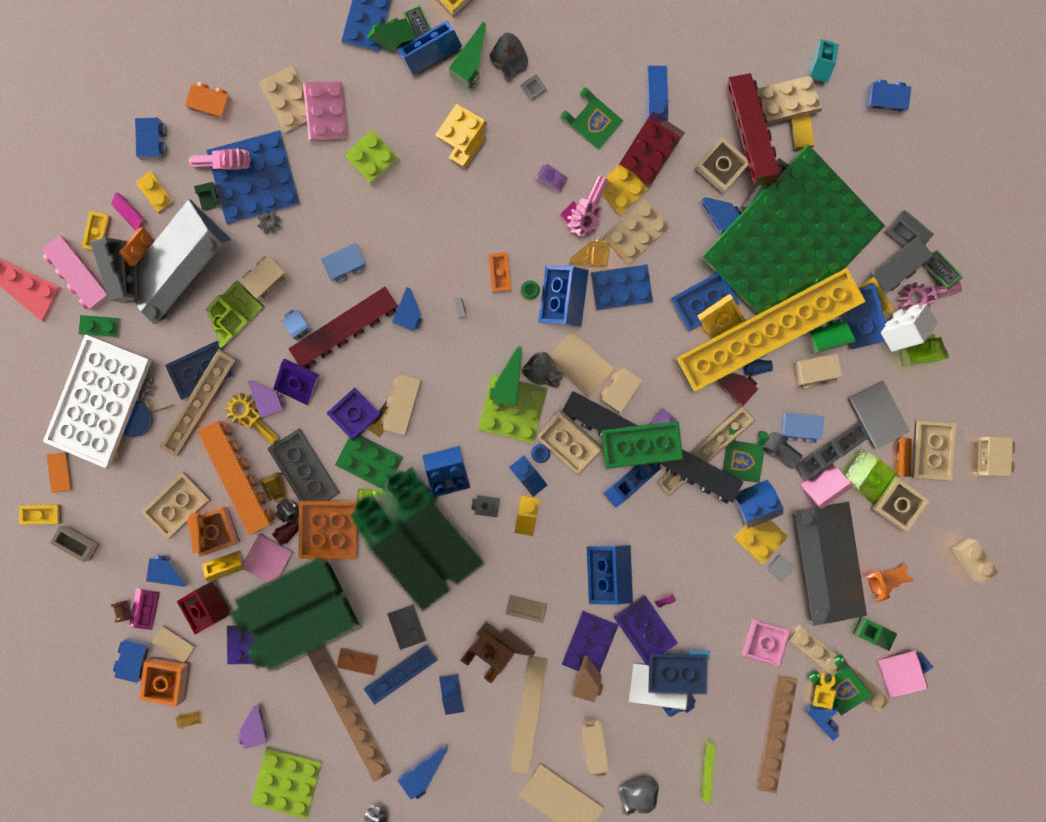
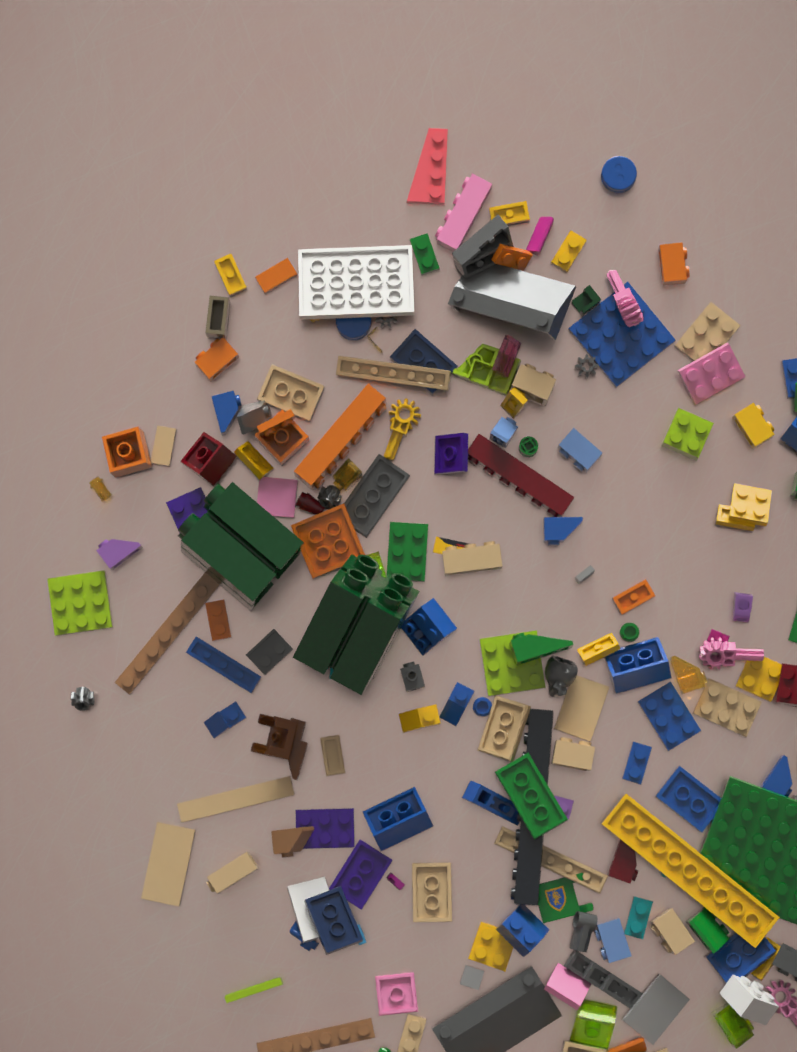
camera: 70 degrees right, 5 degrees down
(102, 114) = (618, 174): none -> blue head
(112, 561) = (216, 359): none -> orange brick
(121, 611) = (173, 385): reddish brown bush -> none
(131, 660) = (133, 414): blue brick -> none
(144, 609) = (184, 405): dark pink slope -> none
(149, 138) = (615, 226): blue brick -> none
(180, 550) = (253, 415): none -> dark grey slope
(227, 291) = (506, 356): none -> clear pink tile
(266, 399) = (423, 434): medium lavender slope -> none
(273, 303) = (514, 402): none -> yellow plate
(320, 308) = (530, 449): none -> green wheel
(353, 414) = (444, 519): dark purple plate -> none
(390, 93) = (753, 425): none -> yellow brick
(419, 777) = (137, 723): blue slope -> none
(533, 324) = (598, 649): none -> yellow plate
(639, 796) = (204, 934): dark grey piece -> none
(651, 335) = (637, 763): none -> blue plate
(689, 572) = (432, 892): none -> tan plate
(721, 317) = (682, 819): yellow plate -> none
(758, 367) = (650, 875): blue cone -> none
(790, 394) = (638, 917): none -> teal plate

